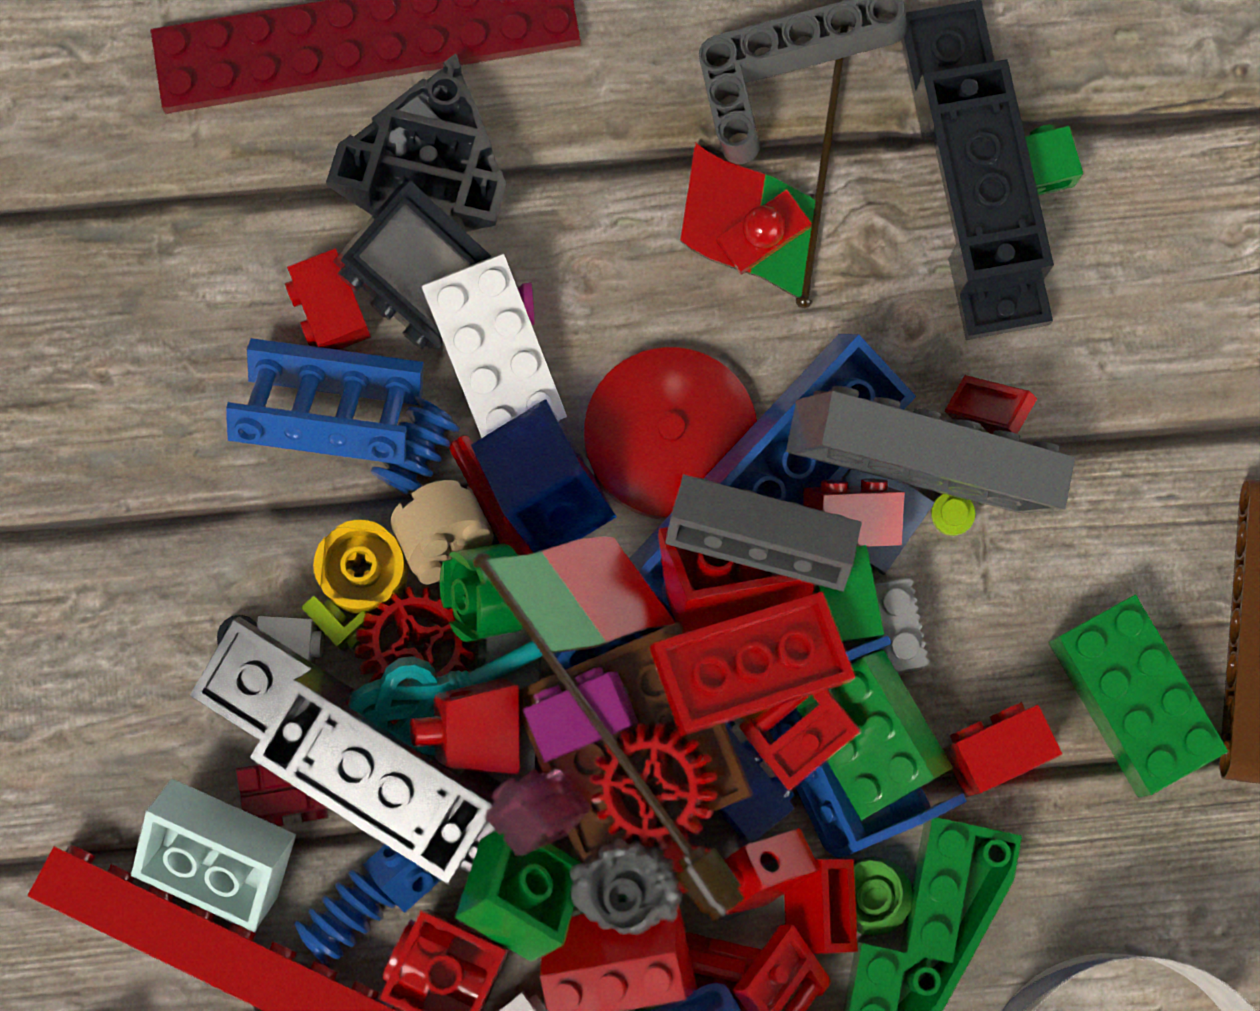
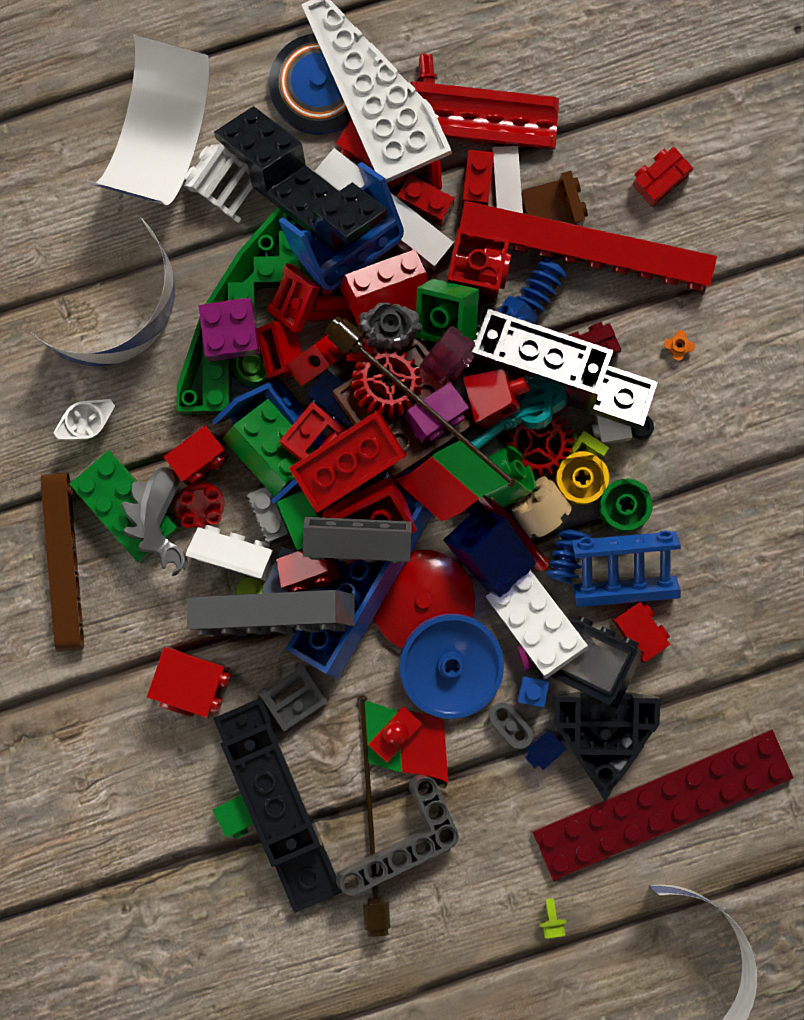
camera: 175 degrees right, 5 degrees up
(149, 765) = (671, 345): none -> orange plate
(212, 854) = (621, 300): light aqua brick -> none
(306, 483) = (639, 501): none -> green brick
(528, 246) = (532, 691): none -> blue brick
(531, 155) = (544, 750): none -> clear blue brick
(576, 207) = (511, 725): none -> dark grey plate
(649, 314) = (451, 666): none -> blue dish
(907, 953) = (229, 329): none -> magenta brick
(911, 313) = (298, 704): none -> dark grey plate
(975, 575) = (231, 552): none -> white slope
(990, 404) = (240, 656): red tile -> none
(1010, 670) = (199, 505): none -> red dish
(1085, 379) = (188, 683): none -> red brick
(1094, 680) = (151, 505): none -> dark grey animal
(1184, 857) = (84, 420): none -> white hat

